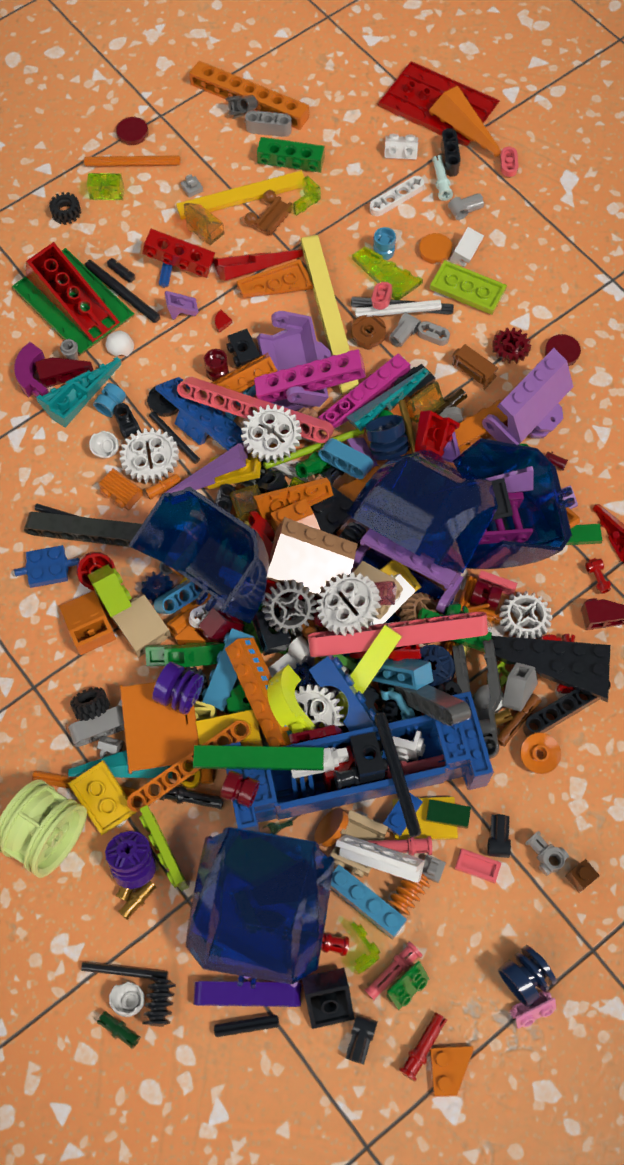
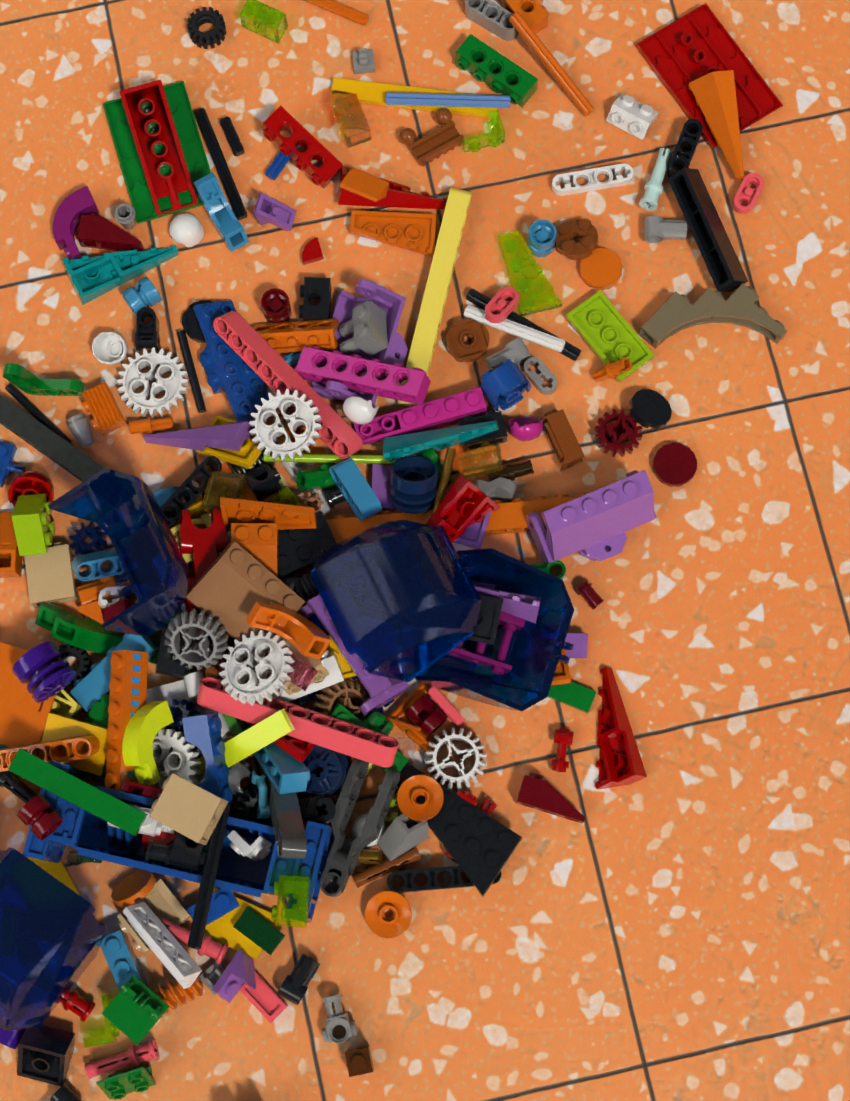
camera: 25 degrees right, 10 degrees up
(60, 495) = (44, 387): none -> green beam
(109, 511) = (80, 428): none -> light grey cone
(141, 322) = (220, 212): none -> dark azure arch
(239, 257) = (365, 185): none -> orange slope
(267, 184) = (448, 100): none -> medium blue axle
(295, 347) = (368, 329): none -> light grey brick
(319, 402) = (359, 410): none -> white hair
(328, 134) = (551, 63): none -> orange axle
(355, 726) = (188, 809): none -> tan panel
(360, 562) = (290, 625): none -> orange arch
(387, 919) = (135, 1009): none -> green hinge
(411, 228) = (576, 228): none -> dark orange plate
(414, 345) = (504, 385): none -> blue brick
(419, 765) = (236, 865): coral pin -> none
(445, 370) = (525, 428): none -> dark pink hair
(449, 855) = (239, 971): none -> medium lavender slope
(466, 247) = (635, 284): white hinge -> none
(477, 746) = (300, 888): none -> clear neon green brick
(484, 304) = (612, 369): none -> orange axle
(497, 192) = (707, 230): none -> black brick
(519, 644) = (417, 787): none -> orange dish
(525, 320) = (650, 409): none -> black tile
(529, 240) = (711, 307): none -> dark tan arch

